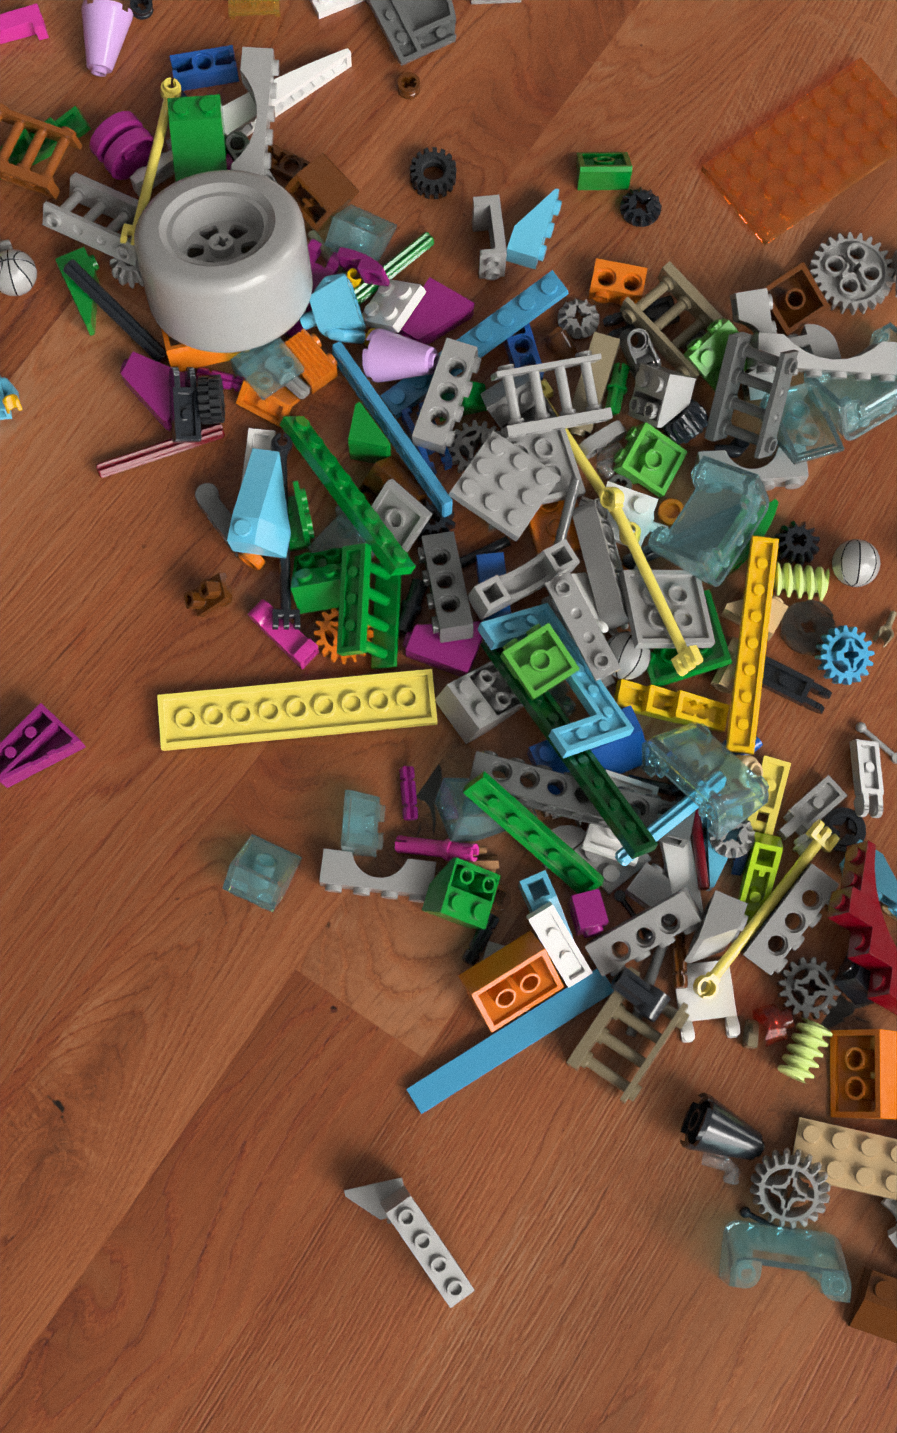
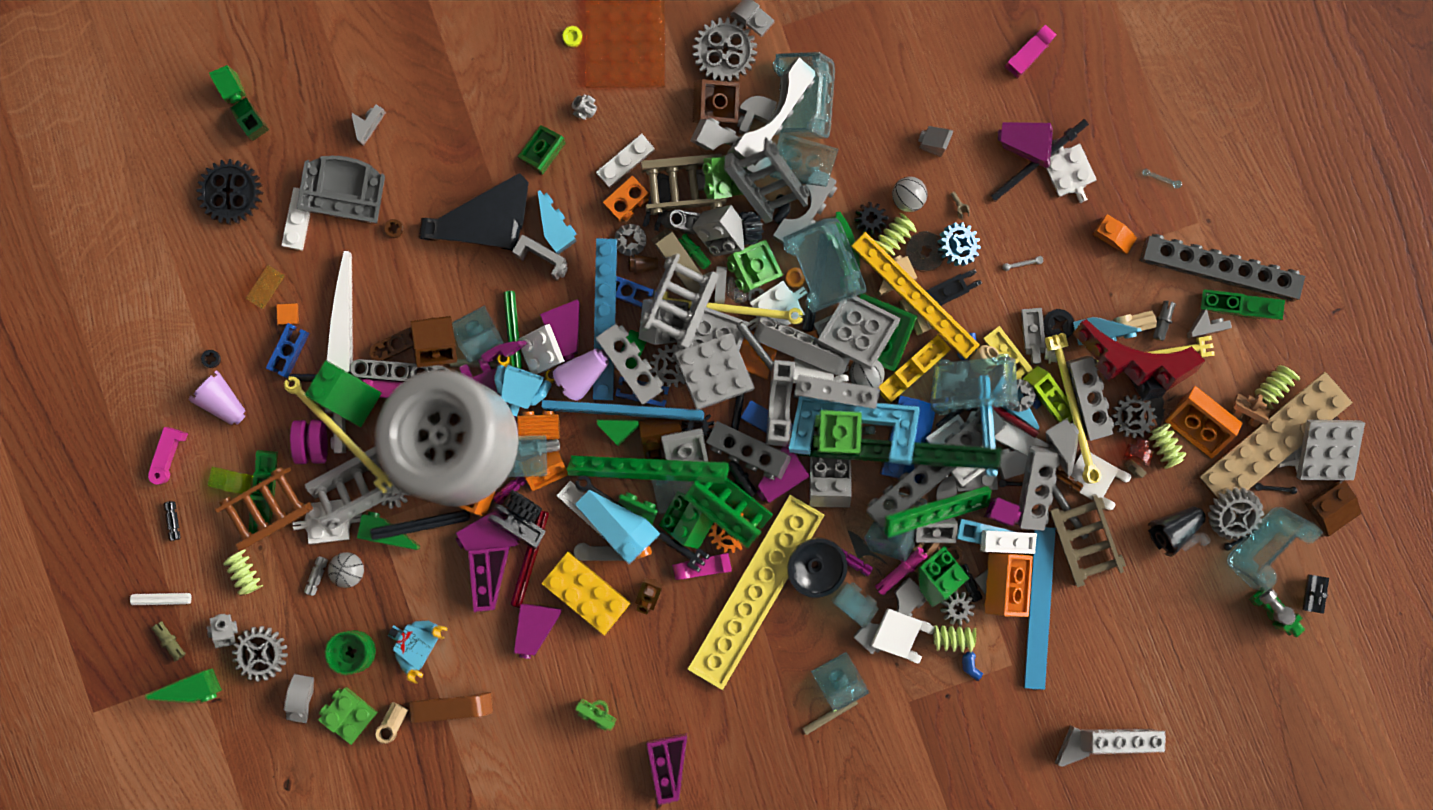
camera: 55 degrees left, 10 degrees up
(27, 100) = (229, 480): none -> clear neon green slope
(37, 631) = (602, 718): none -> bright green plate
(46, 239) = (317, 532): none -> white plate
(87, 504) = (533, 628): none -> magenta slope
(109, 415) = (486, 573): none -> magenta wedge
(164, 531) = (586, 593): none -> yellow brick
(213, 889) = (826, 718): none -> dark tan bar
(240, 40) = (287, 314): none -> orange tile
(257, 75) = (326, 324): light grey arch -> none
(352, 752) = (825, 576): none -> black dish
(363, 895) = (898, 634): none -> white flag
(384, 1006) = (968, 666): none -> blue arm
(403, 965) = (954, 638): none -> yellowish green piece
(433, 159) = (469, 270): black tyre -> none
(450, 948) = (963, 604): none -> light grey gear
(489, 158) = (486, 220): none -> black panel
(511, 854) = (938, 532): none -> light grey slope
(638, 217) = (590, 152): black gear -> none
(645, 997) = (1074, 517): black piece -> none
(655, 256) = (625, 160): none -> white plate
(679, 176) = (584, 106): none -> light grey gear
(688, 657) = (901, 345): light yellow hinge -> none
(714, 1327) = (1282, 616): none -> hips
(741, 120) = (572, 36): none -> neon yellow tile
(770, 1358) = (1315, 593): none -> black hips
(842, 1198) = (1293, 490): none -> black hinge
(867, 778) = (1039, 288): light grey hinge -> none

